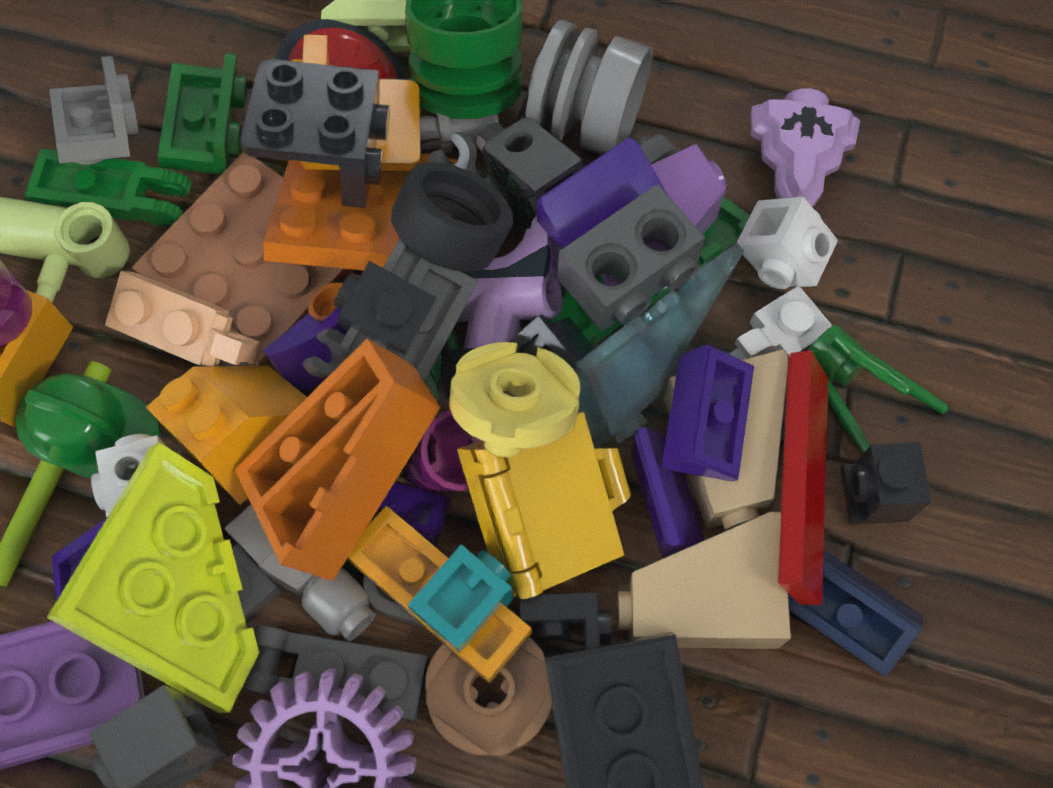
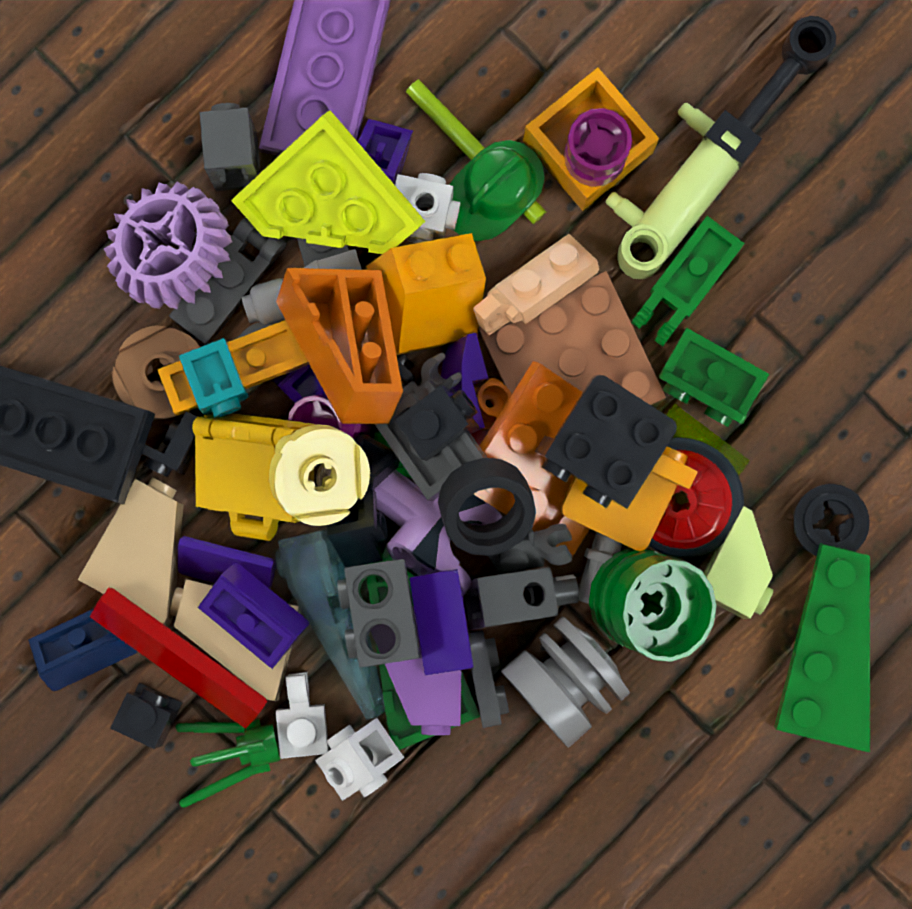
camera: 115 degrees right, 15 degrees up
(95, 119) = (748, 291): light grey bracket -> none
(803, 141) = (439, 829): lavender rock -> none

